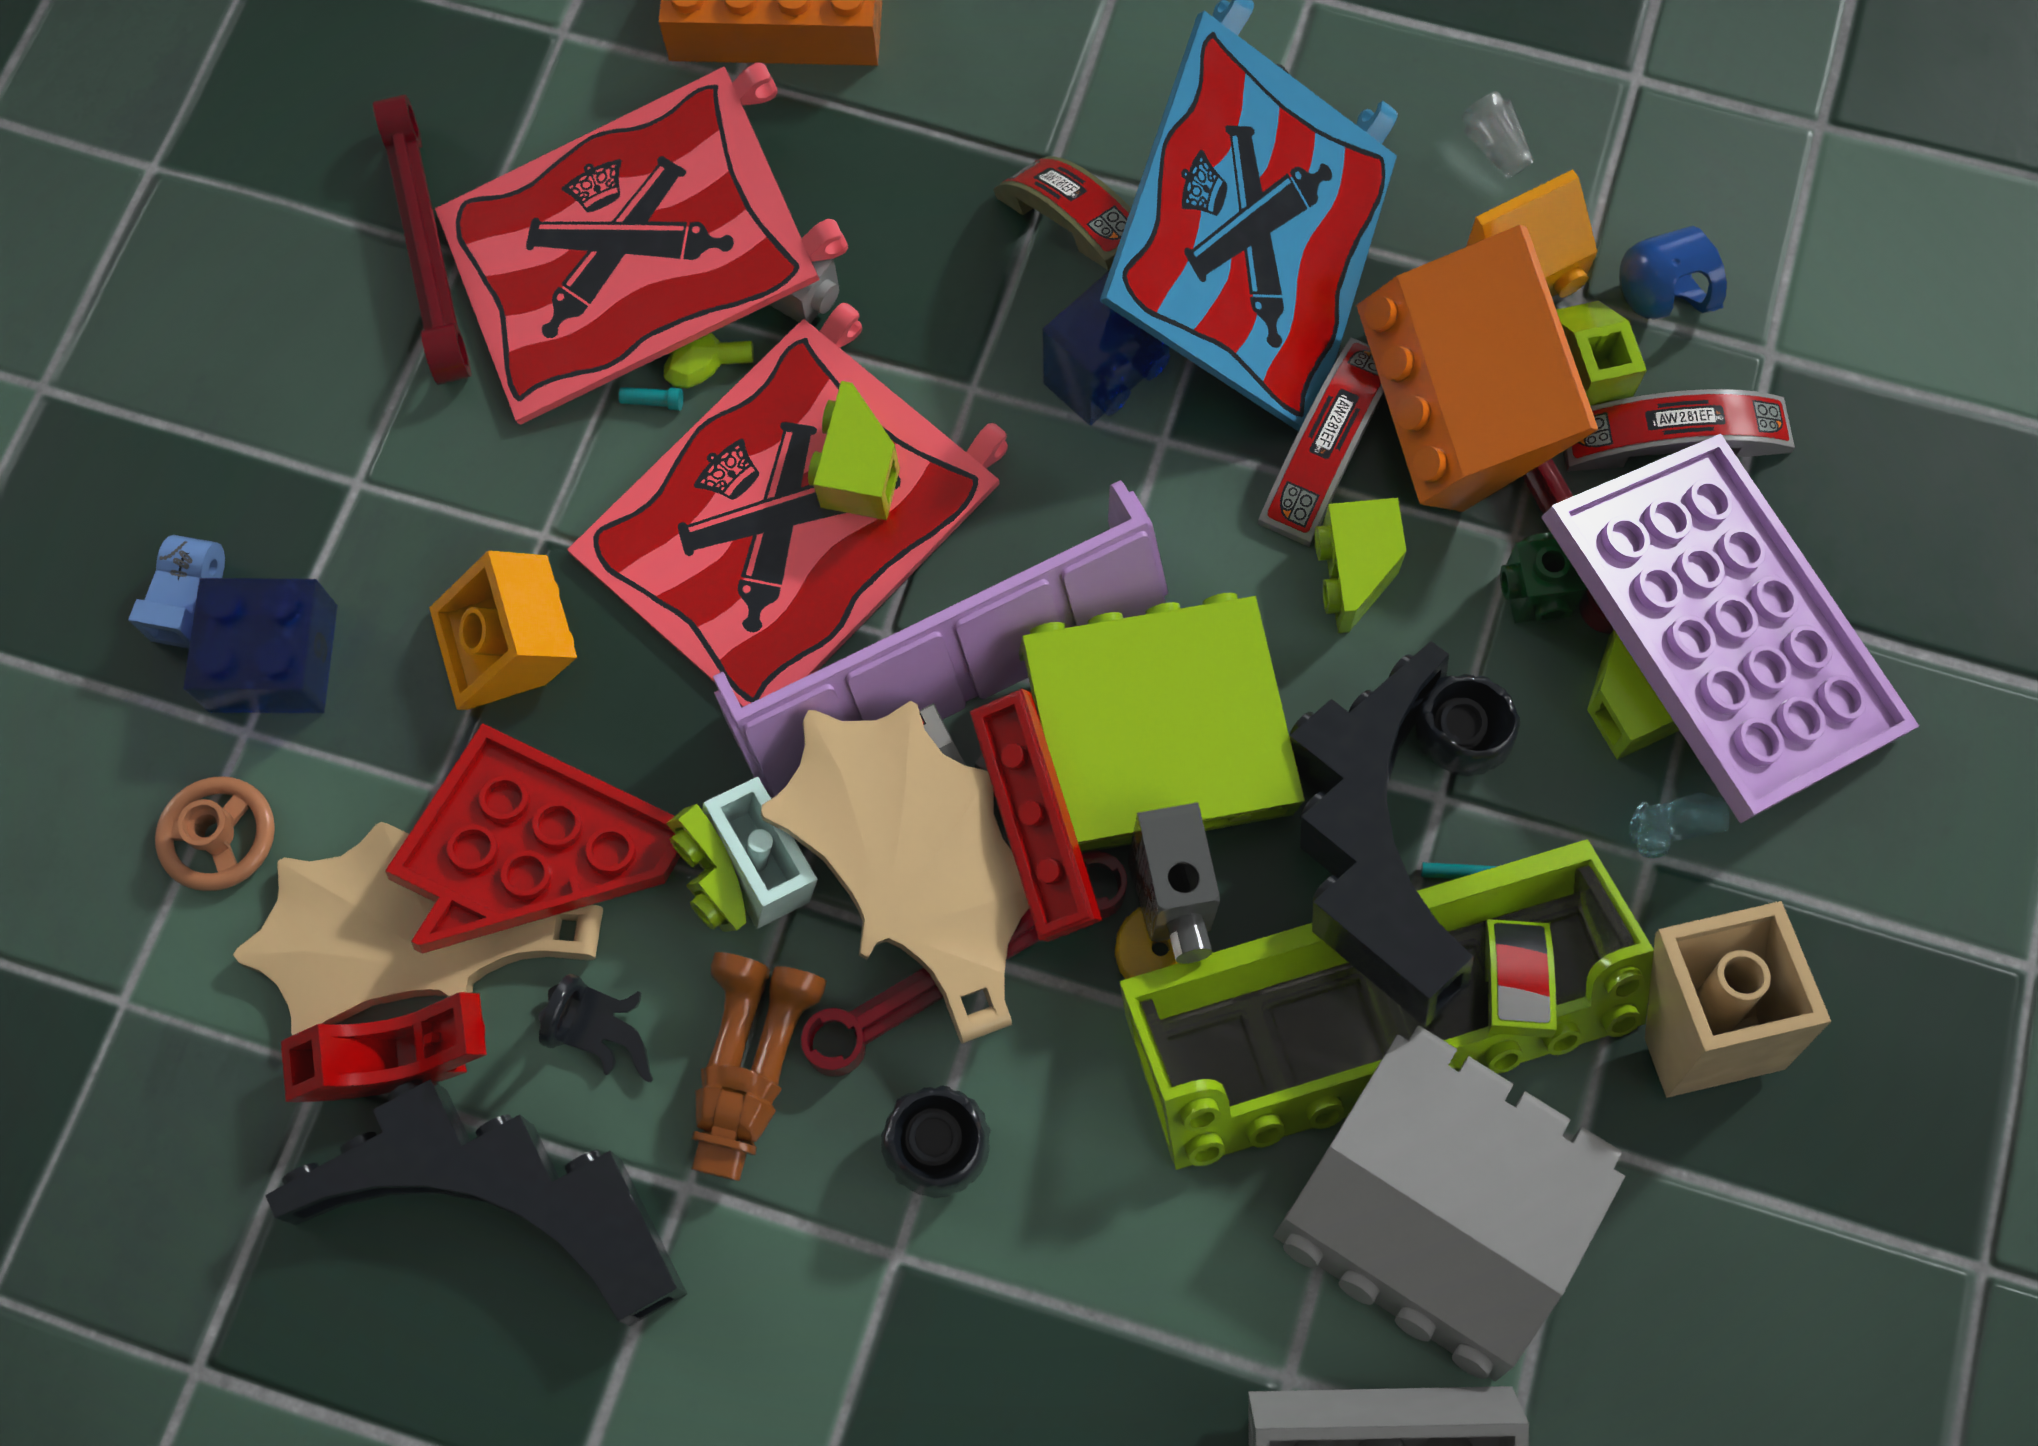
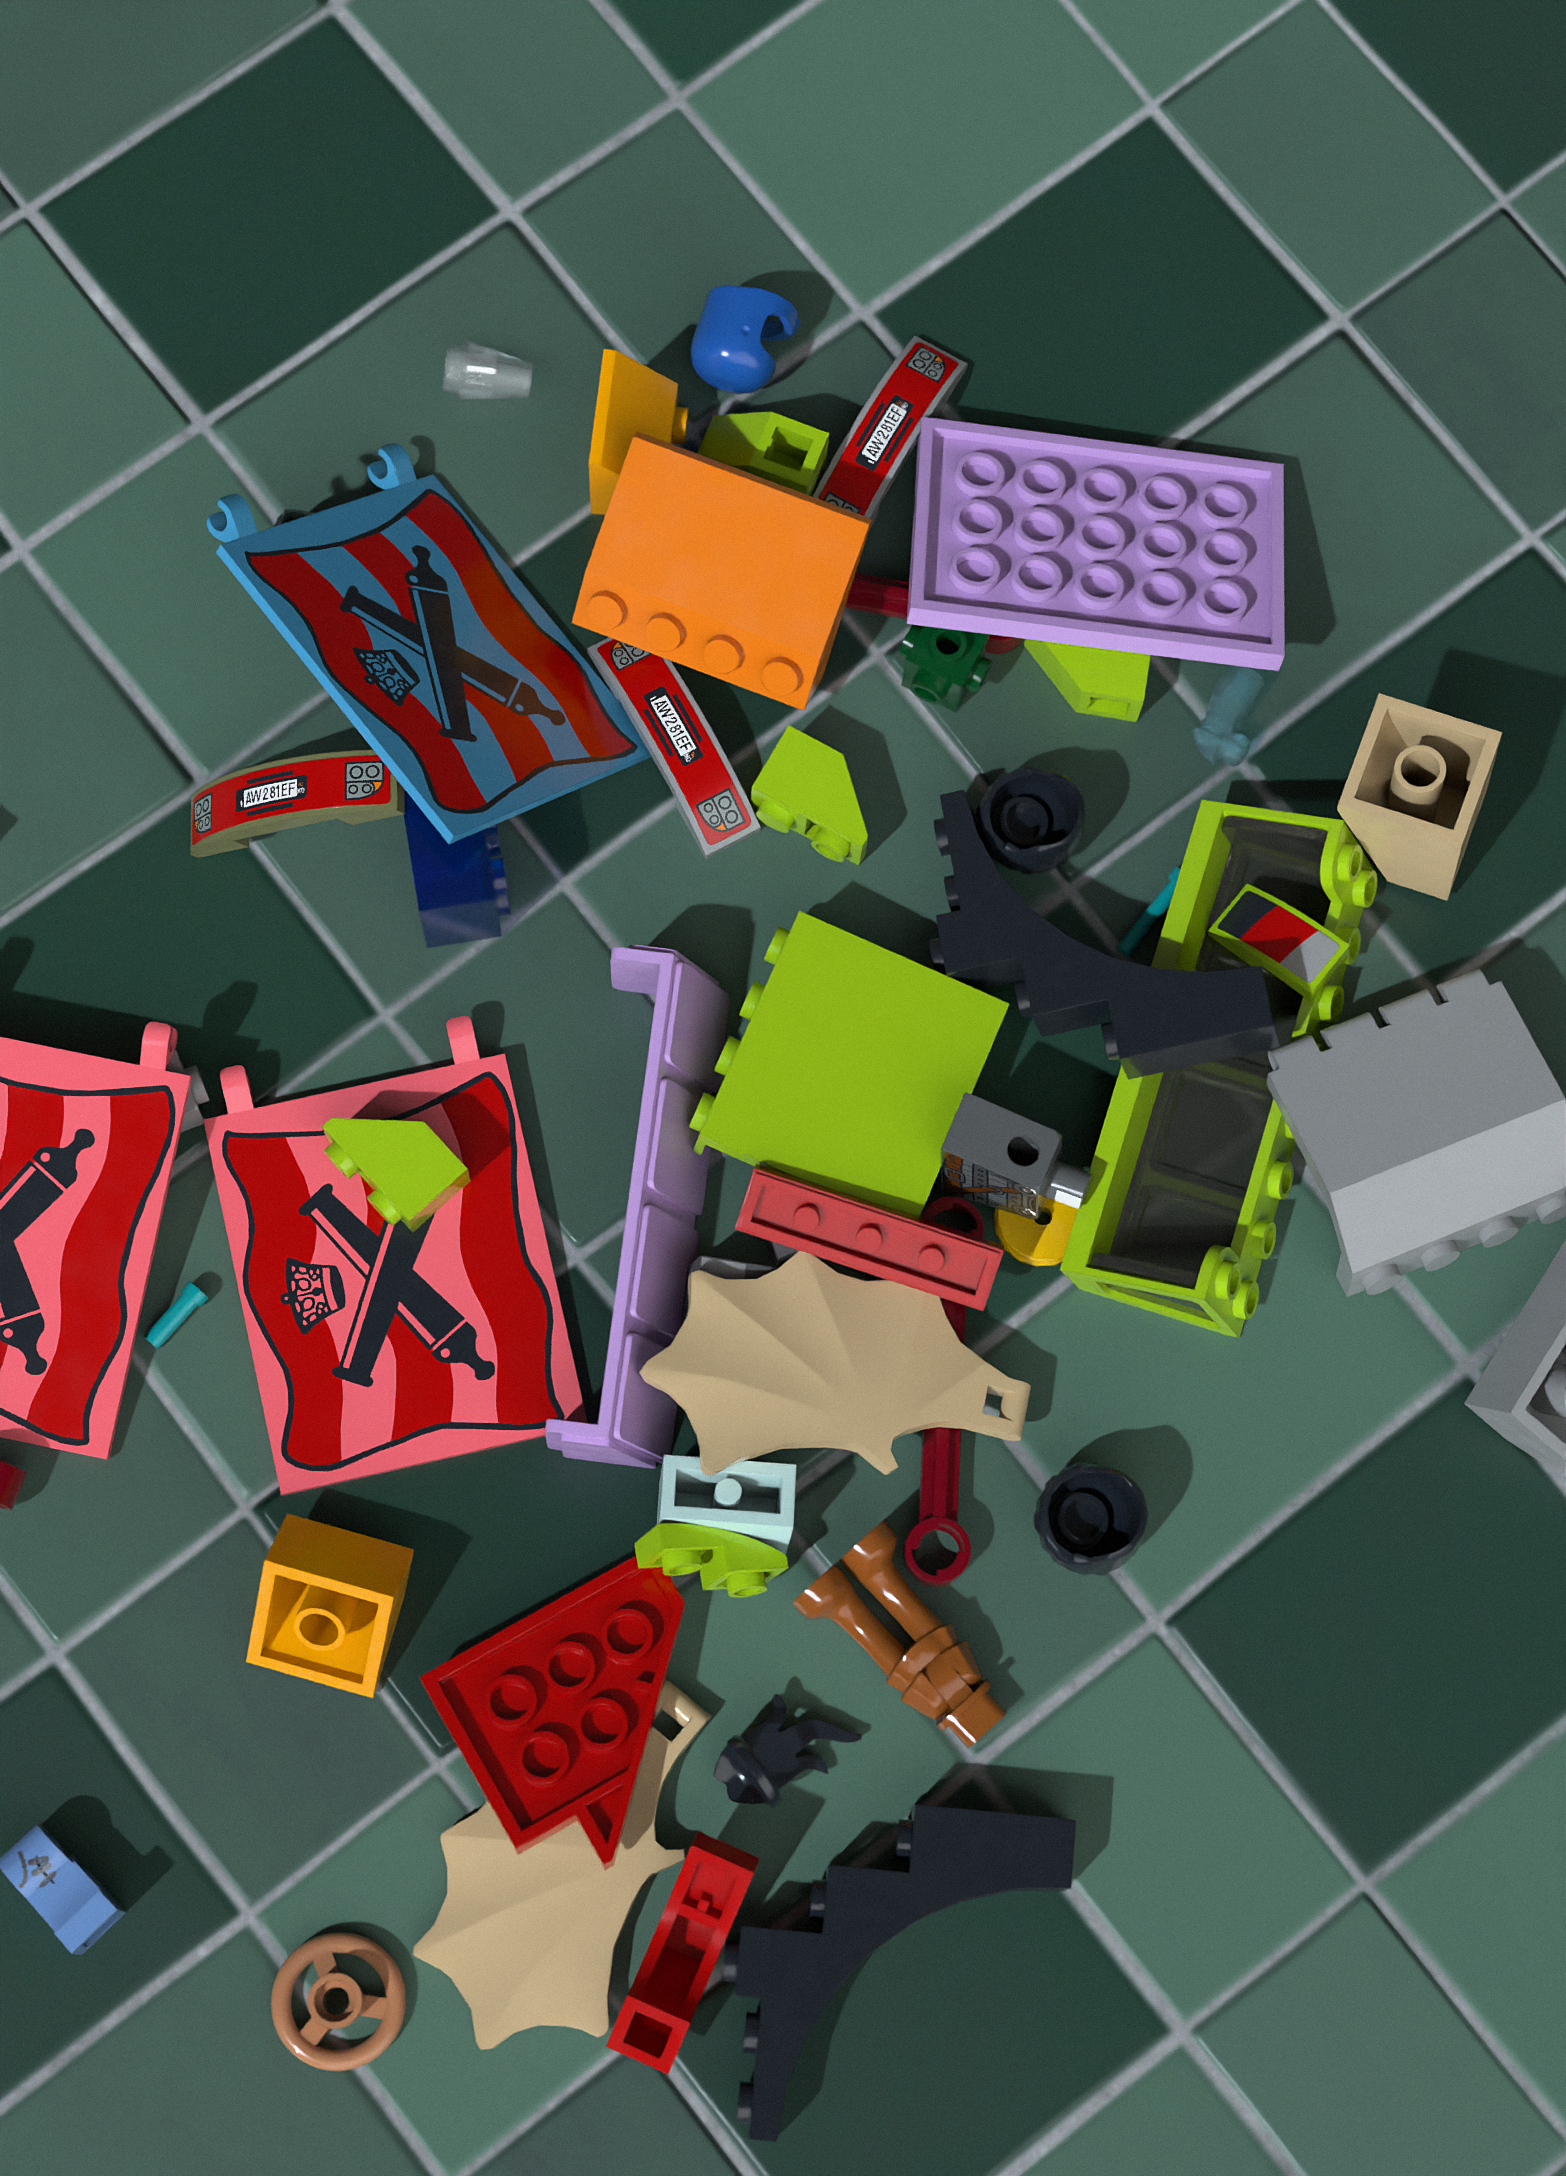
camera: 65 degrees left, 5 degrees up
(261, 645) = (182, 1842): clear blue brick -> none
(702, 358) = (175, 1246): lime rock -> none

